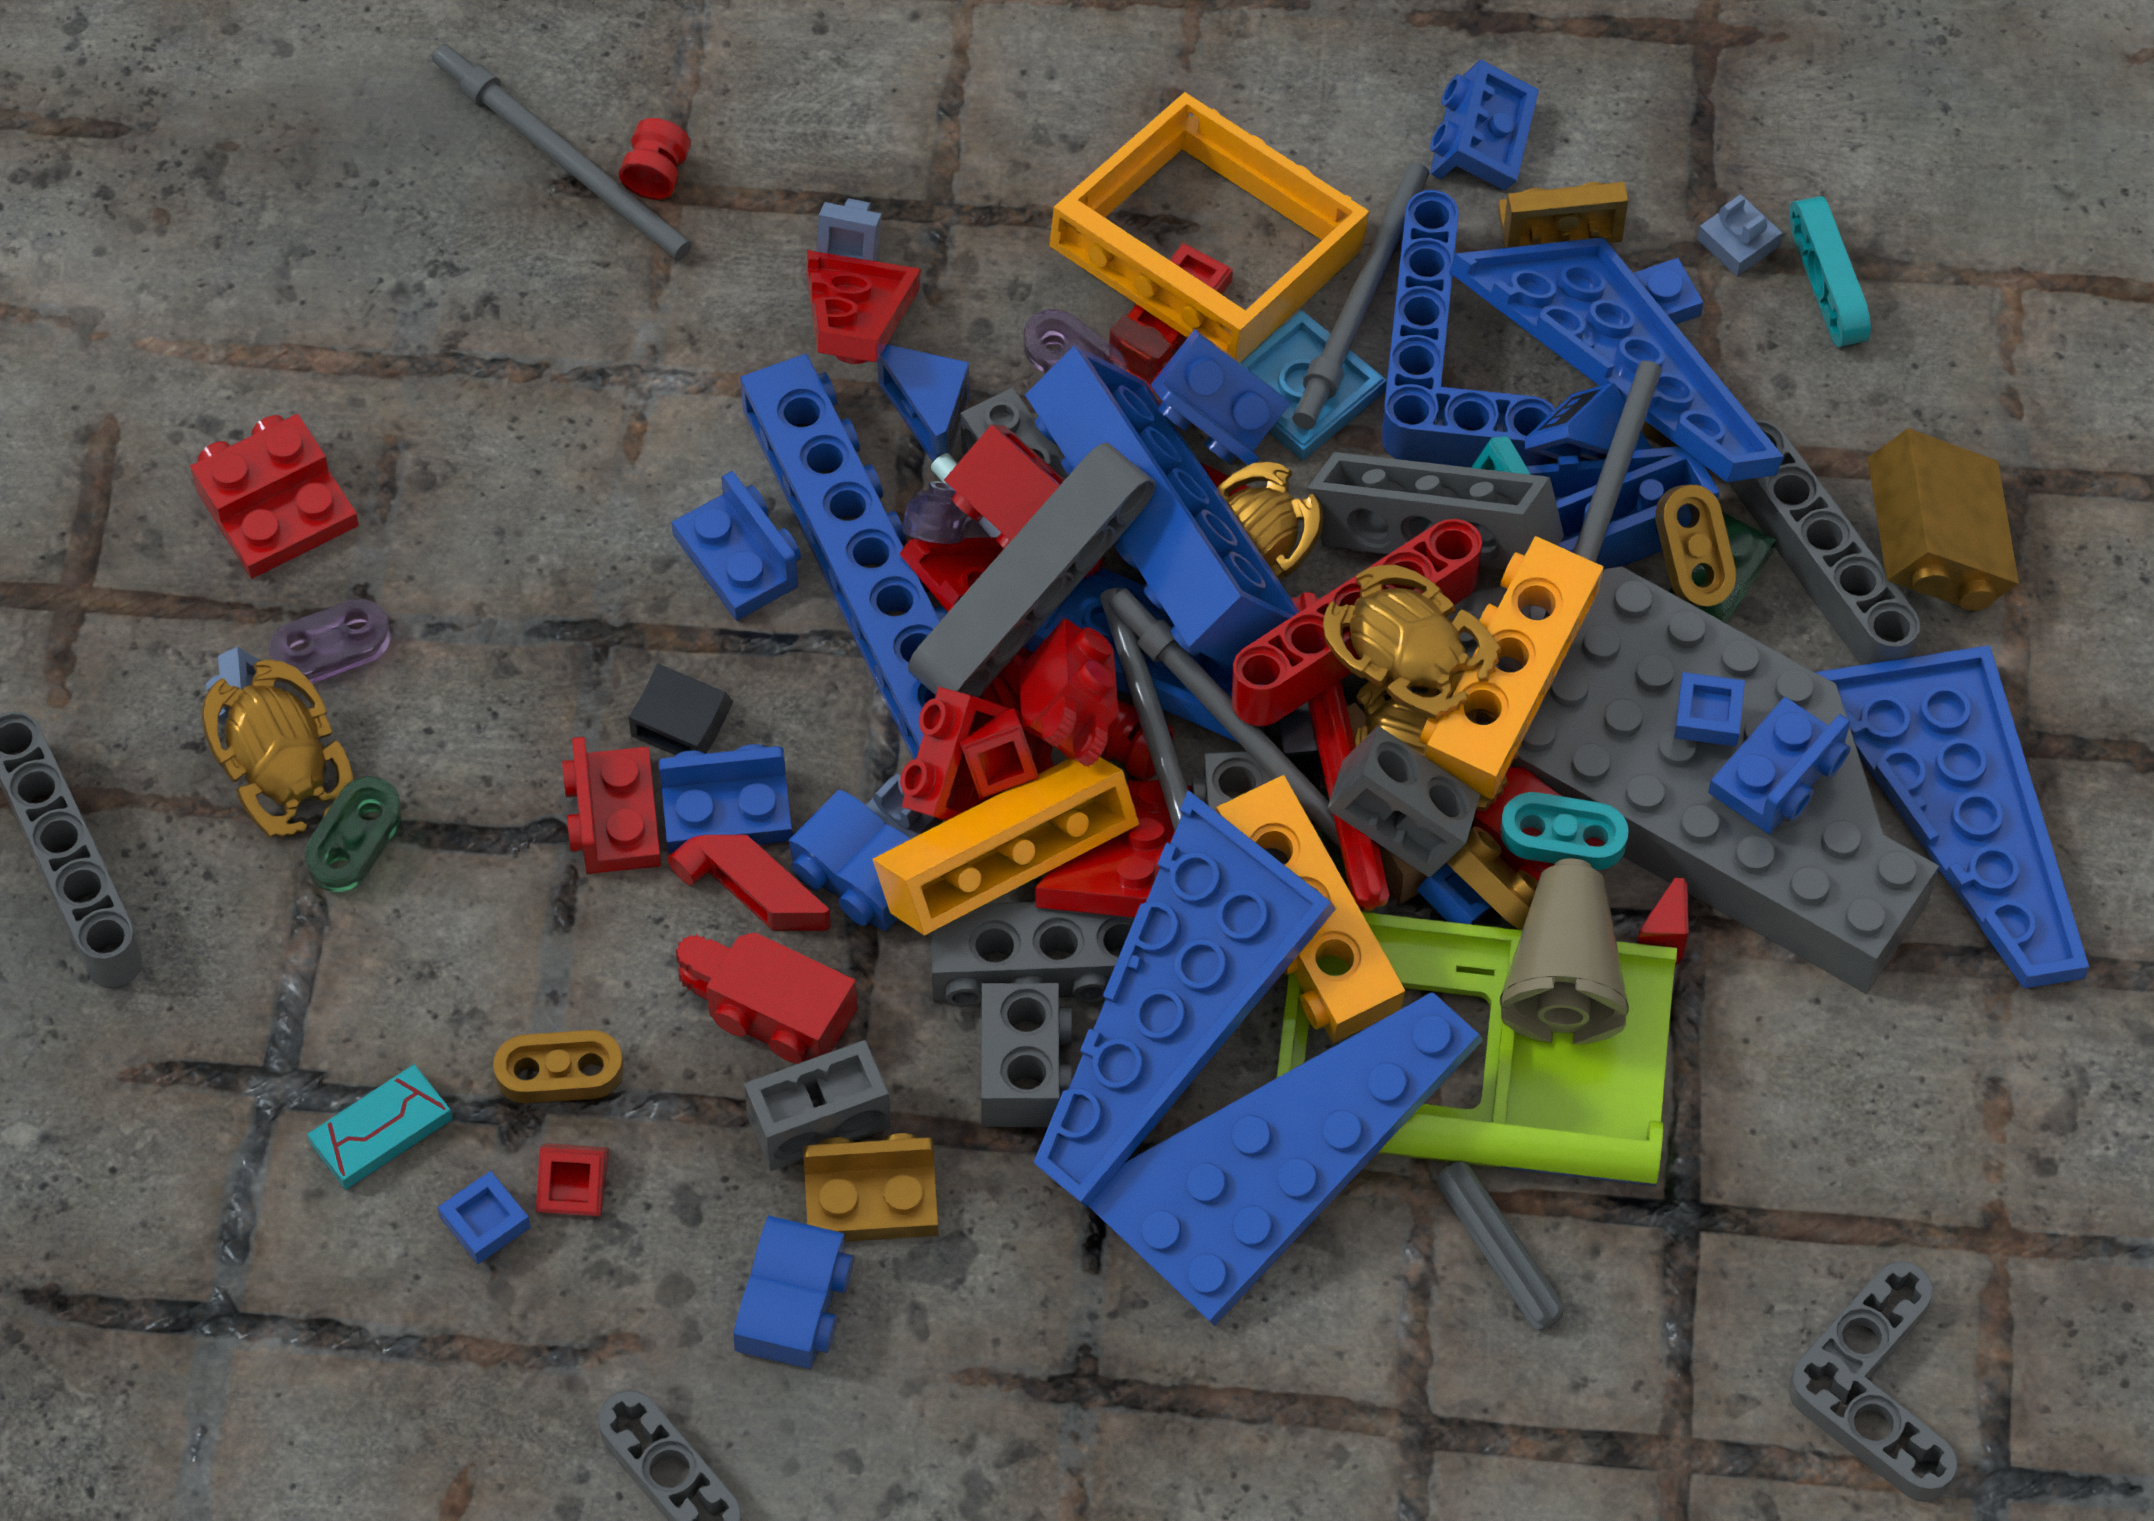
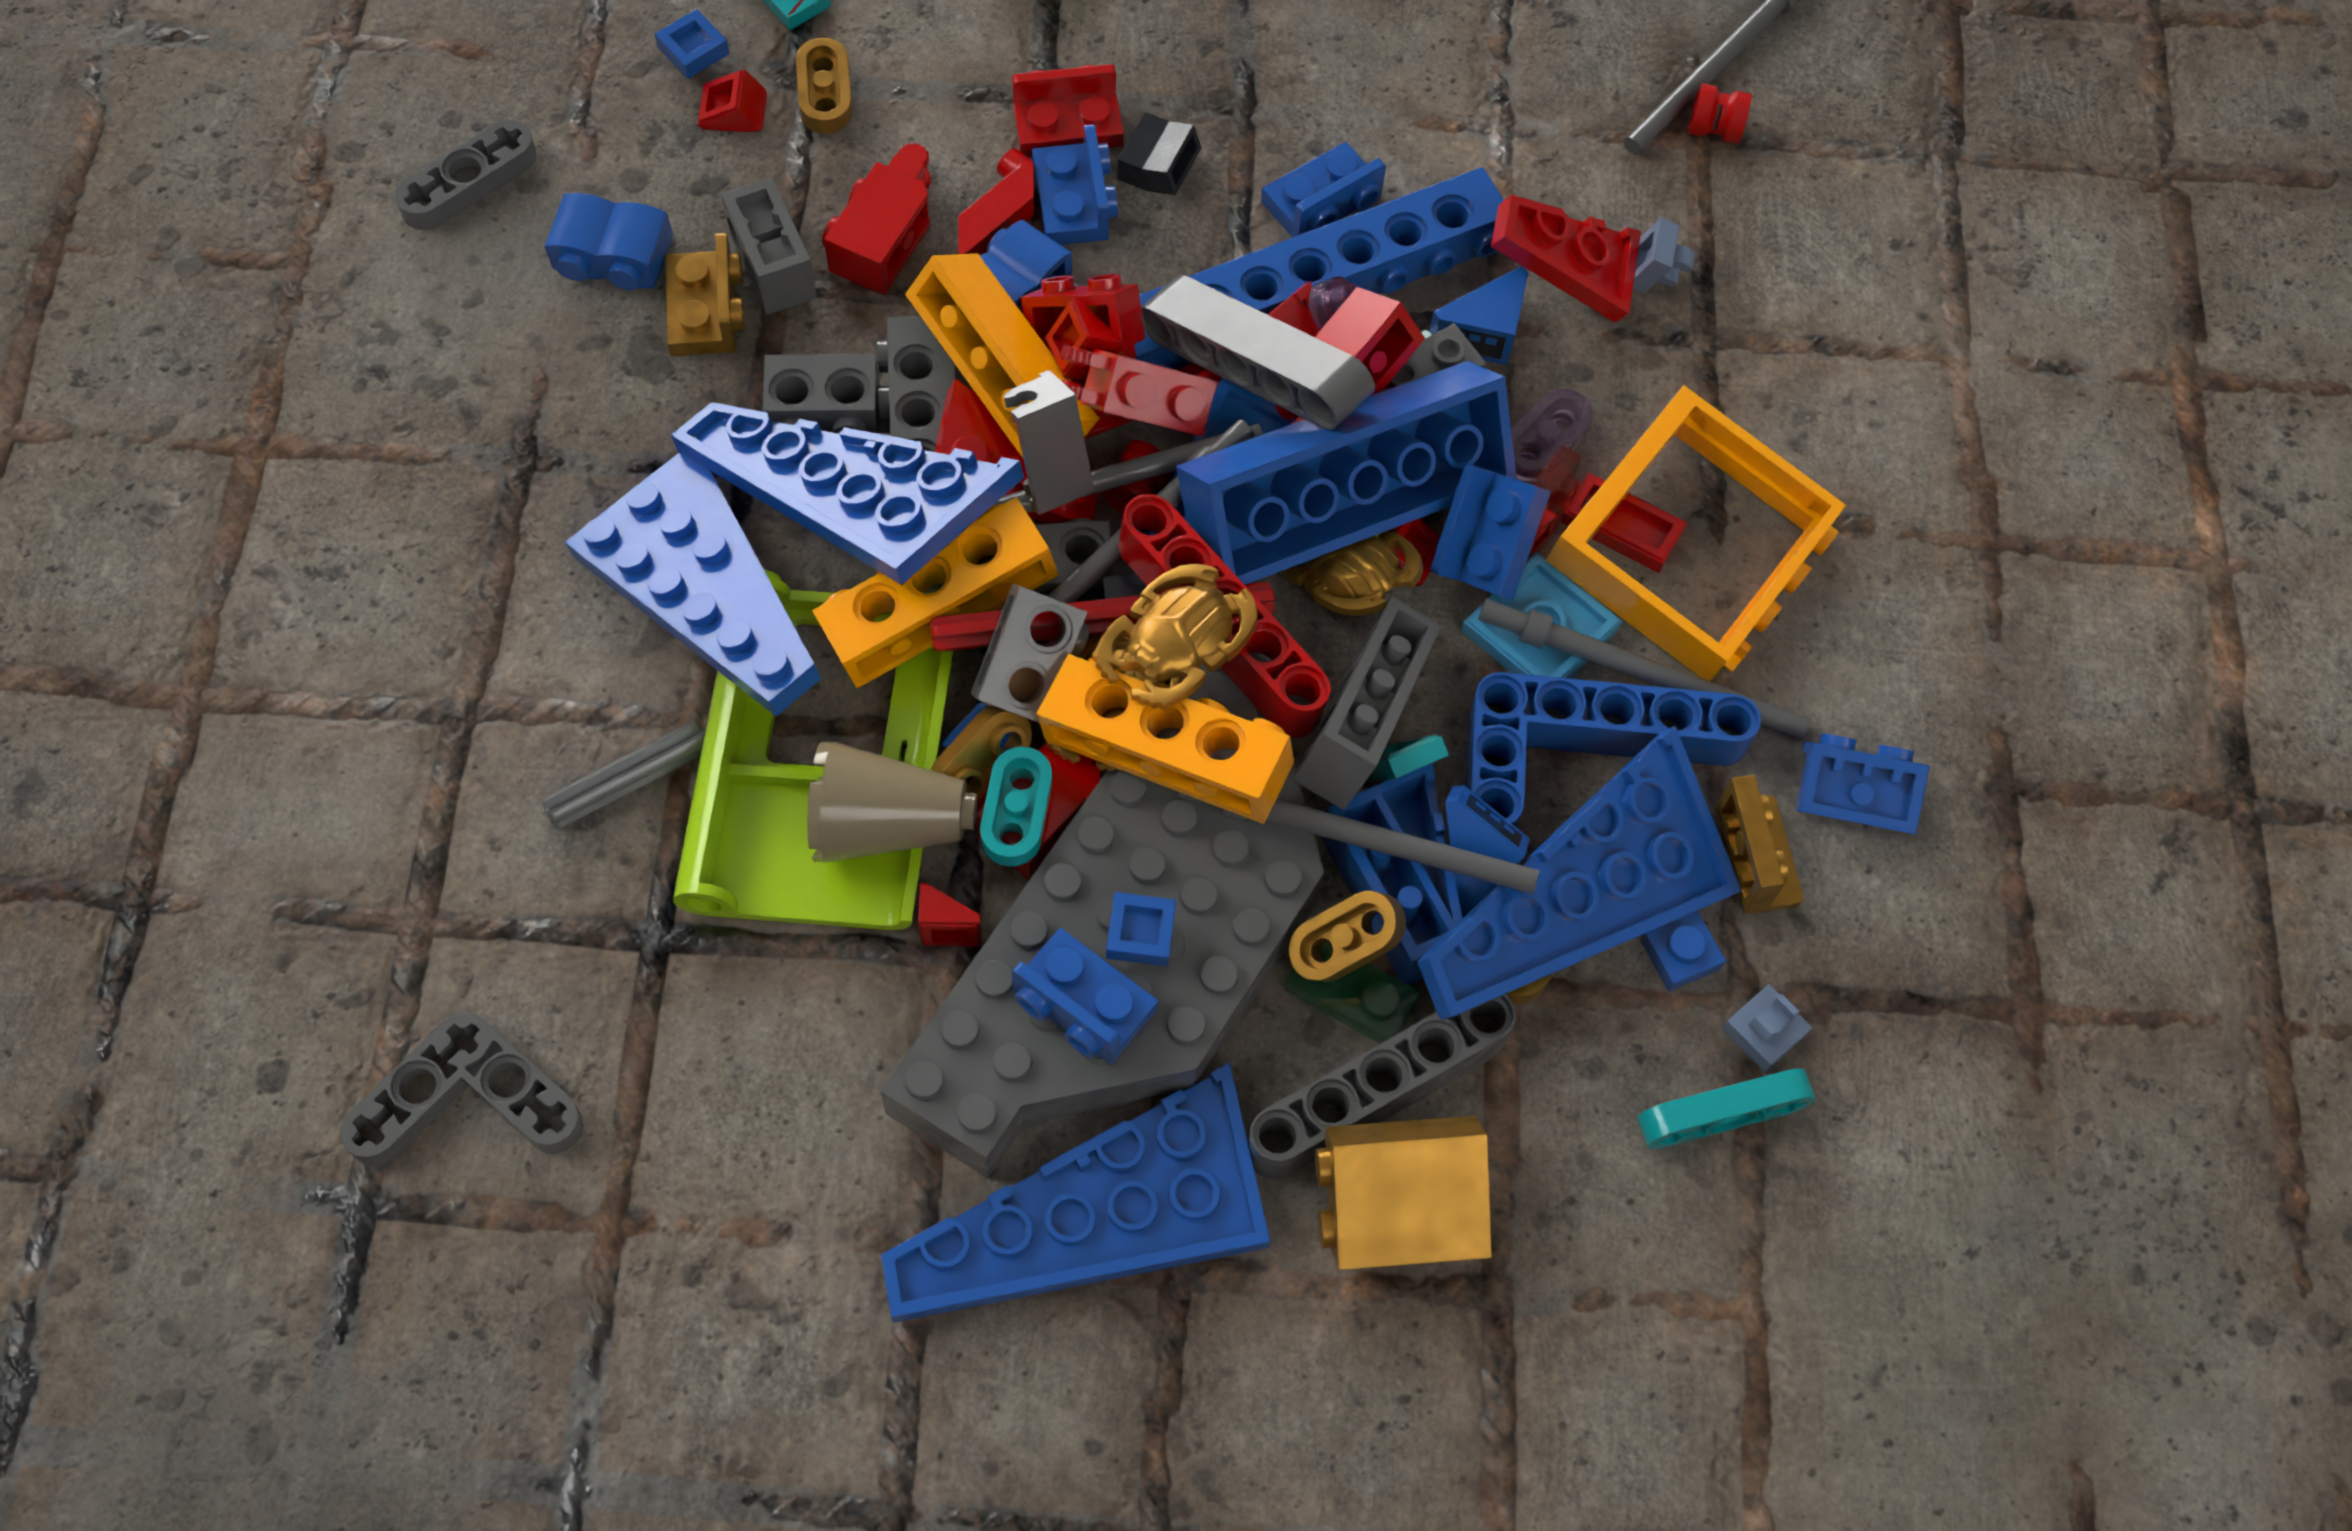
camera: 85 degrees right, 5 degrees up
(1158, 760) = (1050, 442): none -> dark grey hinge

